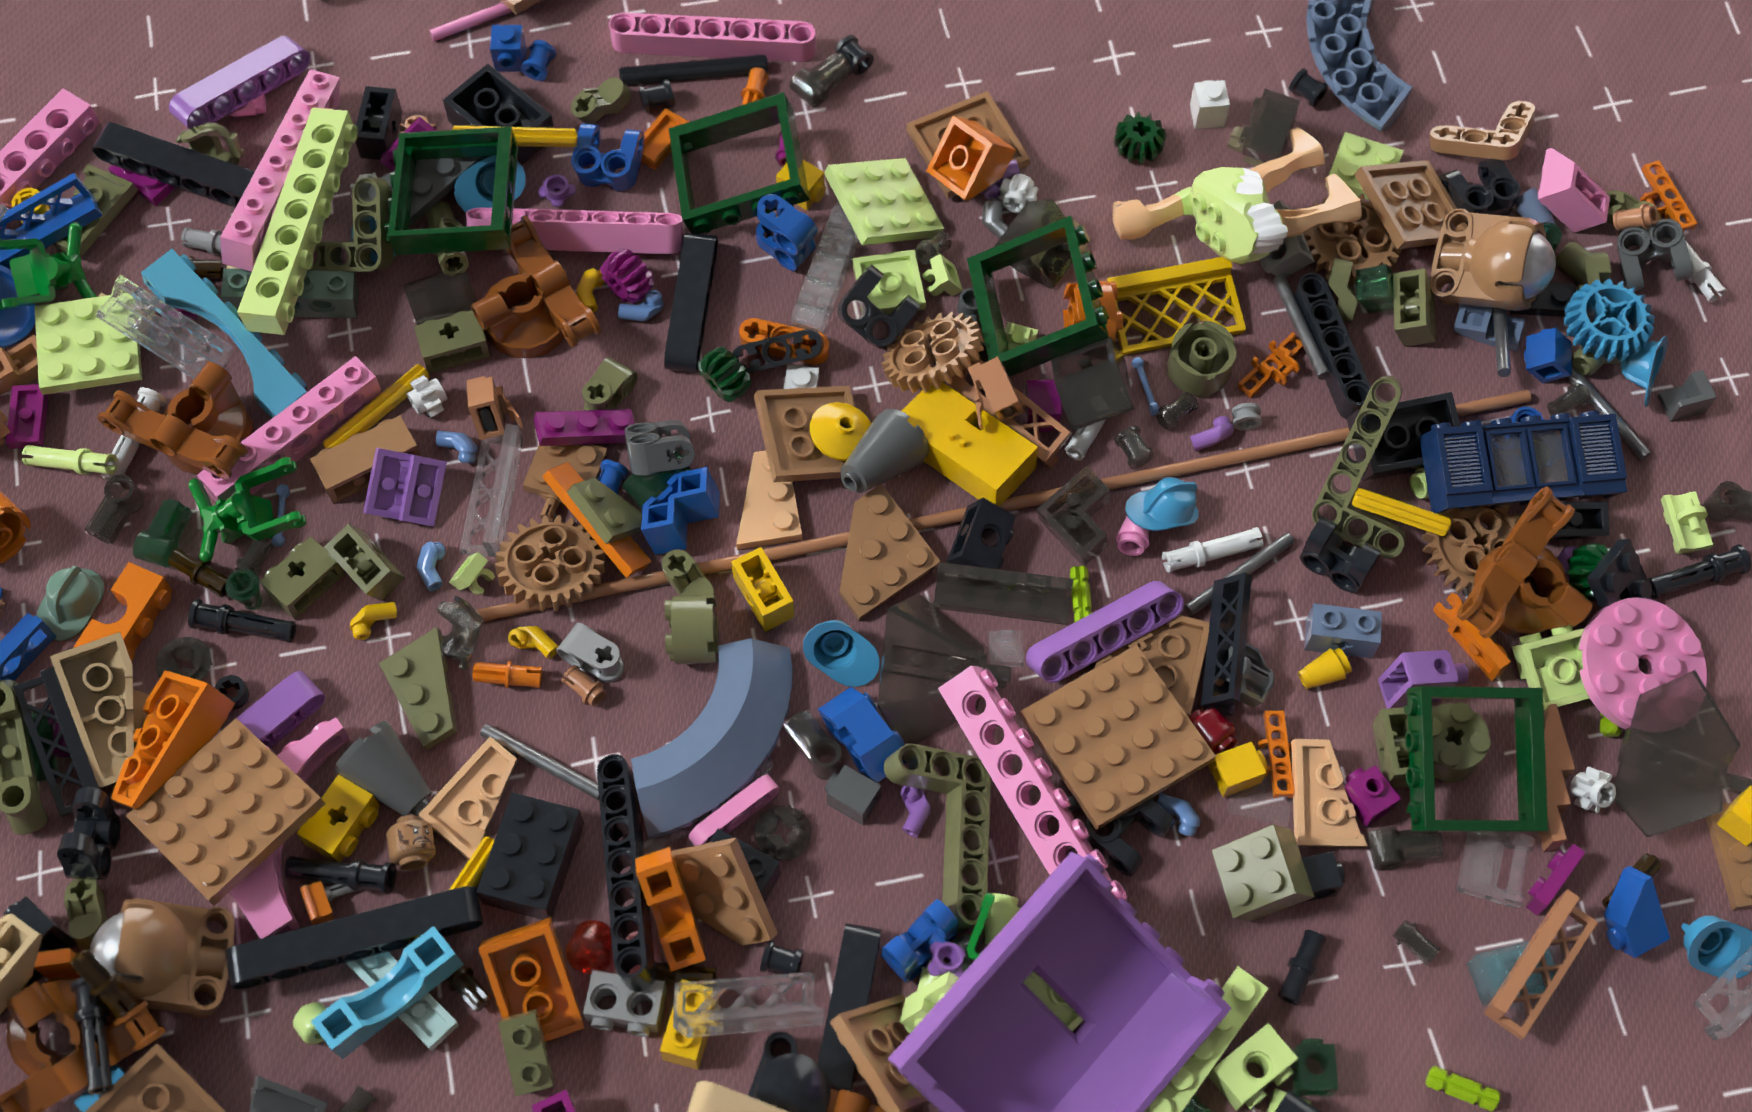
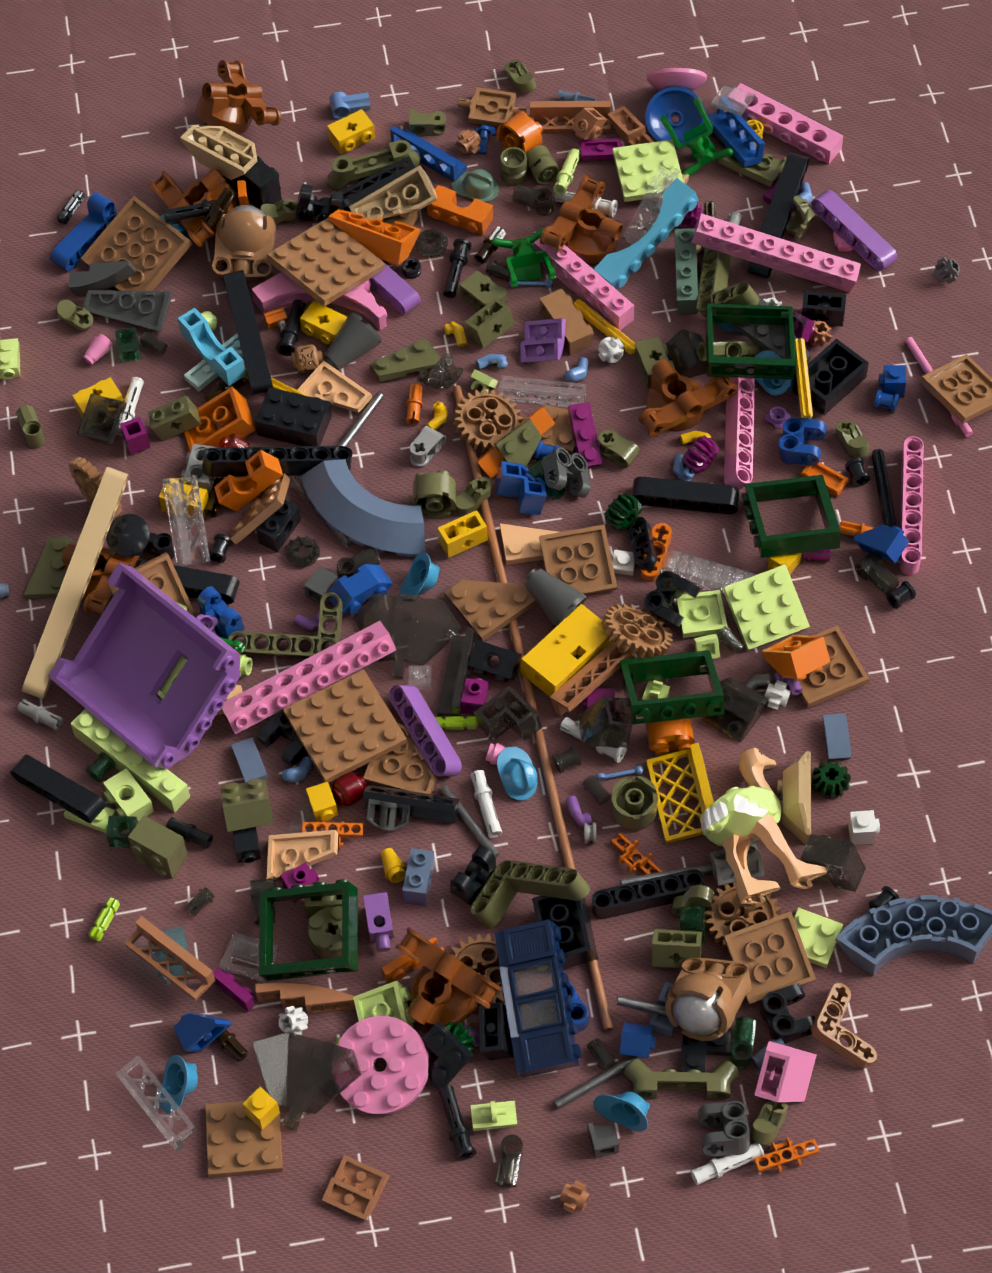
camera: 95 degrees right, 5 degrees down
(38, 503) = (542, 164): none -> olive wheel
(46, 537) = (513, 166): none -> olive wheel
(163, 534) = (514, 223): clear green piece -> none
(244, 588) = (473, 261): clear green cone -> none
(297, 222) = (728, 260): yellowish green brick -> none
(488, 406) = (598, 380): nougat piece -> none
(583, 685) = (400, 447): nougat pin -> none
(736, 810) = (316, 524): bright pink beam -> none
(783, 59) = (883, 540): none -> blue slope
(791, 231) = (730, 542): blue piece -> none
(829, 434) = (591, 576): yellow dish -> none
(997, 388) = (594, 658): nougat piece -> none
(1039, 560) = (474, 695): none -> magenta brick
(1071, 130) = (836, 736): none -> sand blue slope
(1162, 170) = (796, 797): none -> tan wedge
(1169, 885) = (249, 760): none -> sand blue slope
(1348, 1003) = (158, 847): none -> olive brick
(1401, 511) = (500, 911): yellow axle -> none
(1609, 331) = (670, 1061): dark azure gear -> none
(1638, 217) = (752, 1113): nougat pin -> none

